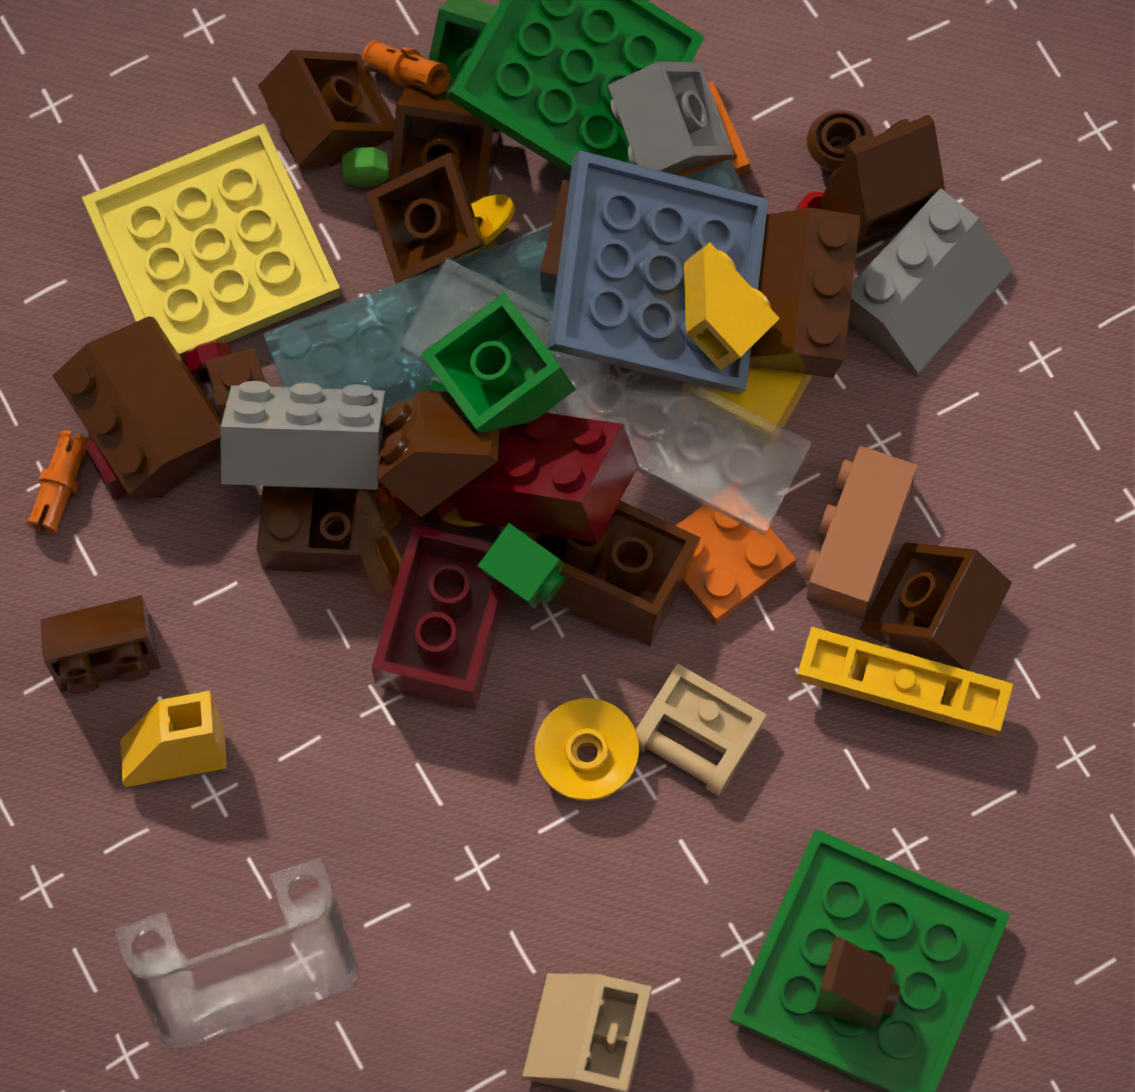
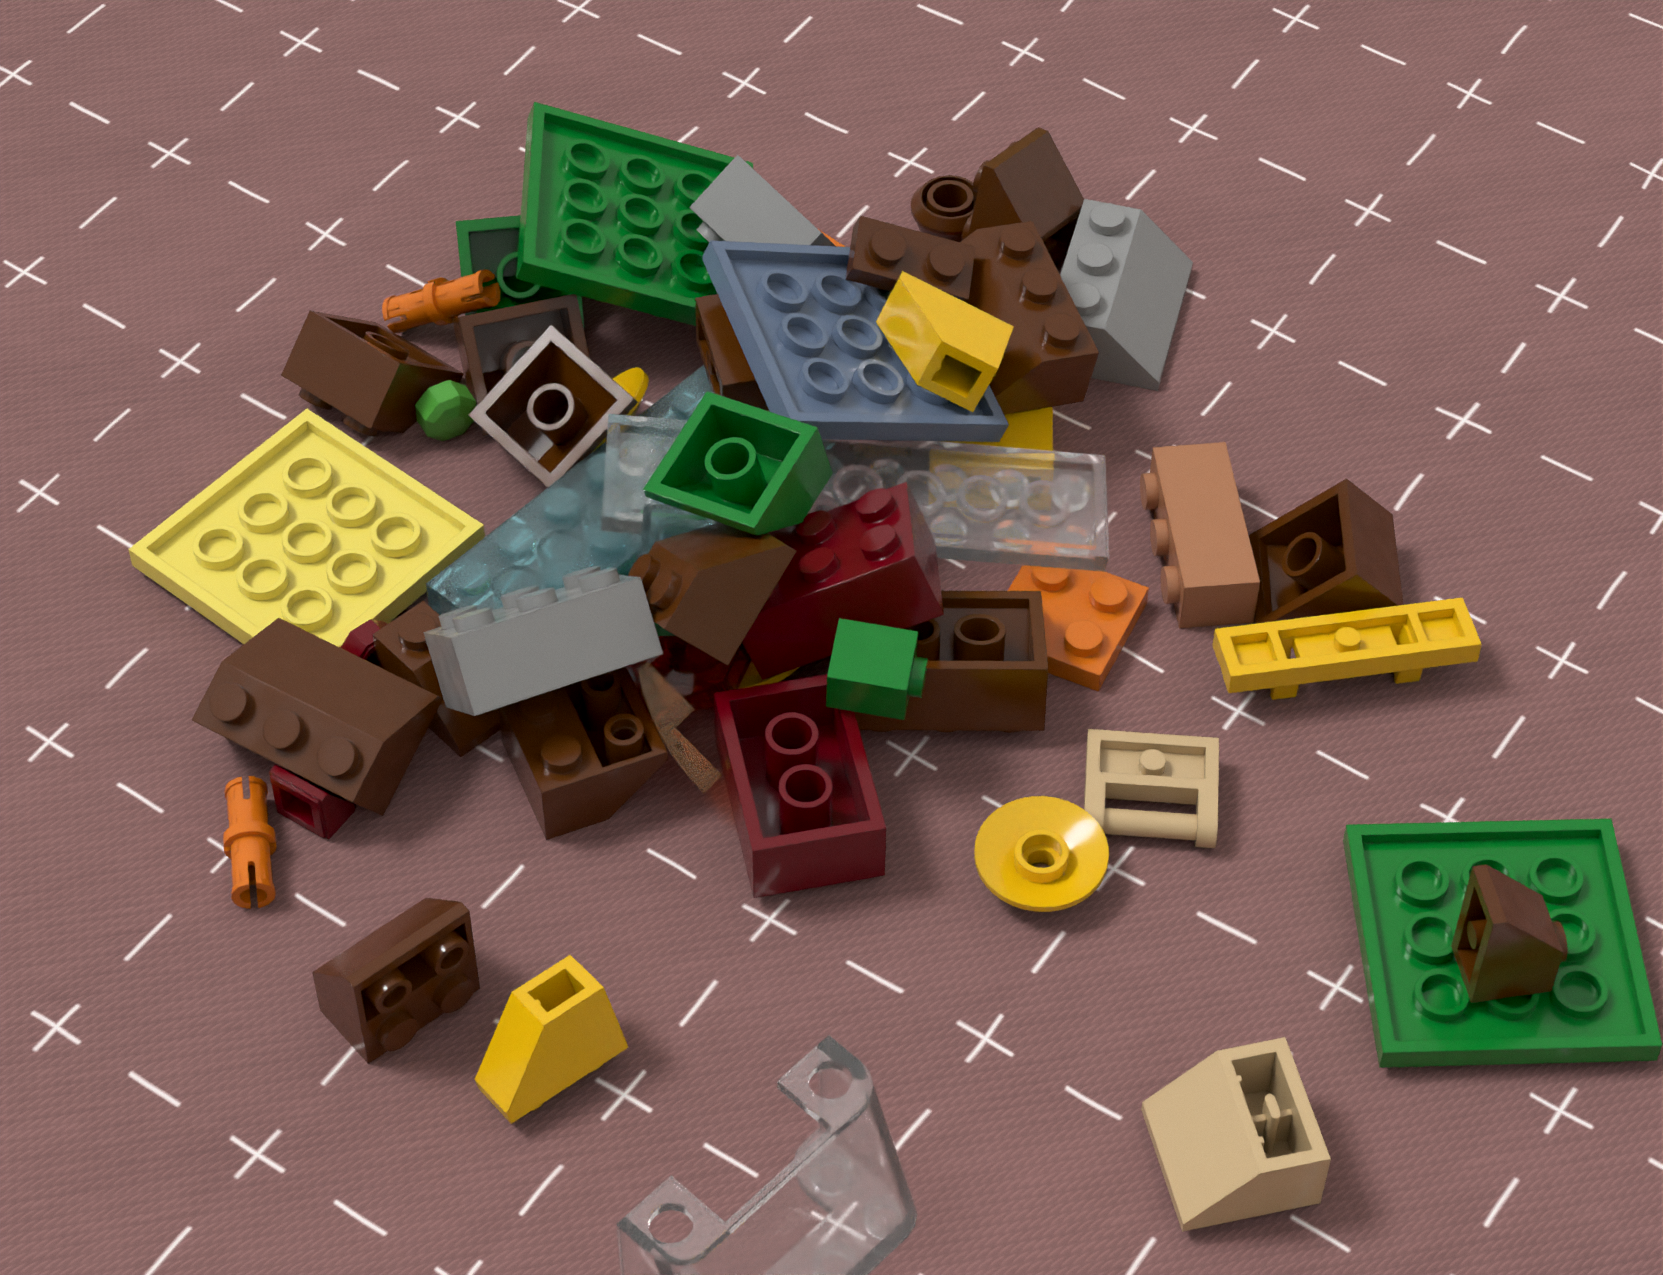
camera: 30 degrees left, 20 degrees down
(738, 220) = (884, 250): none -> reddish brown plate

